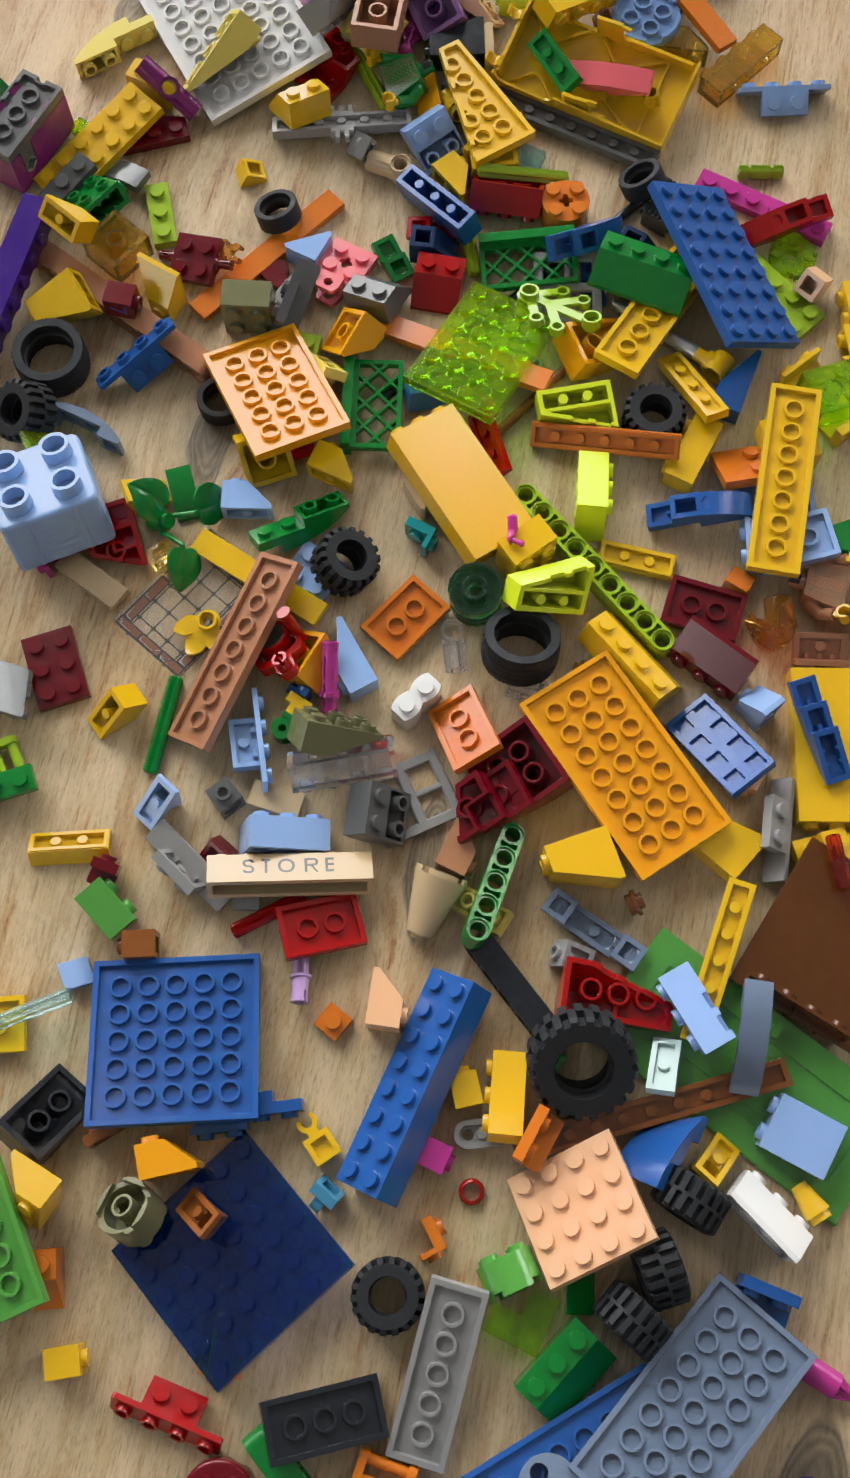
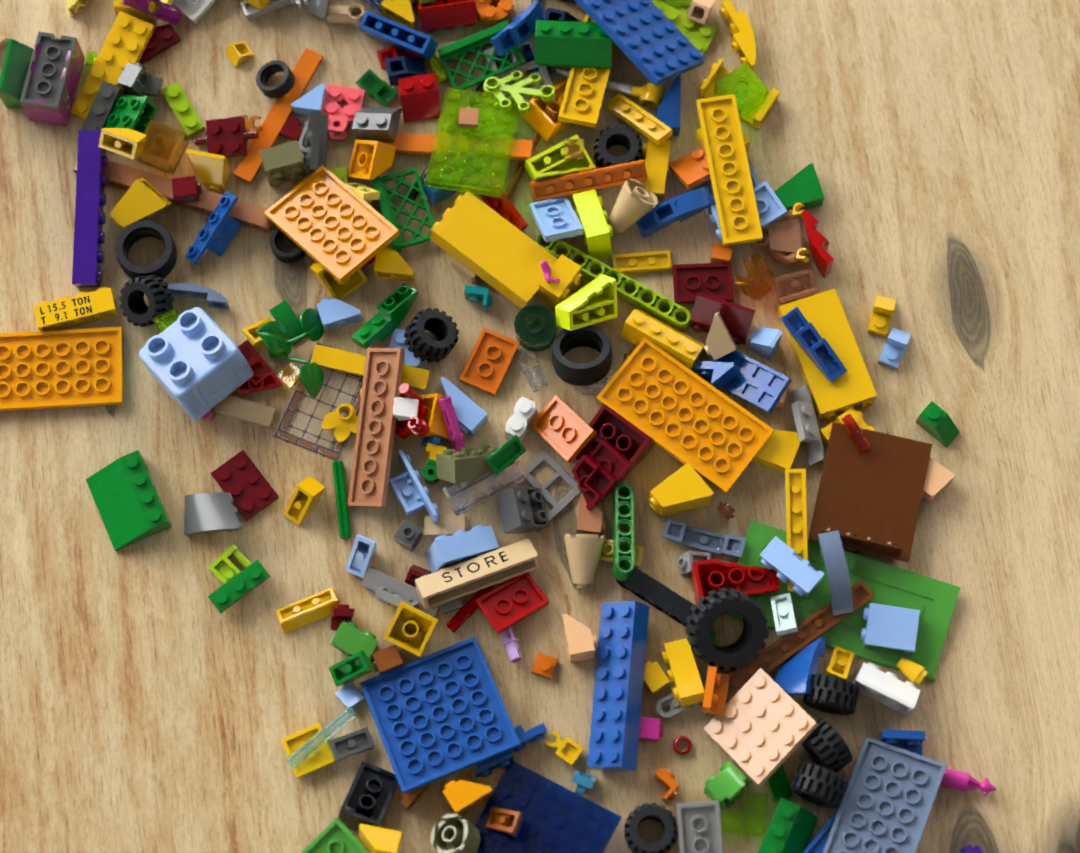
camera: 20 degrees left, 0 degrees up
(52, 1037) = (351, 744): none -> dark grey plate
(89, 940) = (351, 668): none -> green slope
(116, 160) = (134, 78): none -> dark grey brick
(179, 917) = (411, 629): none -> yellow slope
(276, 638) = (405, 408): none -> white slope
(378, 737) = (506, 454): none -> green tile
(485, 320) = (468, 117): none -> nougat tile
(548, 473) = (556, 219): none -> light blue plate
(599, 395) = (573, 149): none -> clear yellow plate
(646, 485) = (631, 205): none -> tan cone
(686, 724) = (719, 372): none -> blue slope
(700, 683) = (719, 340): none -> tan slope

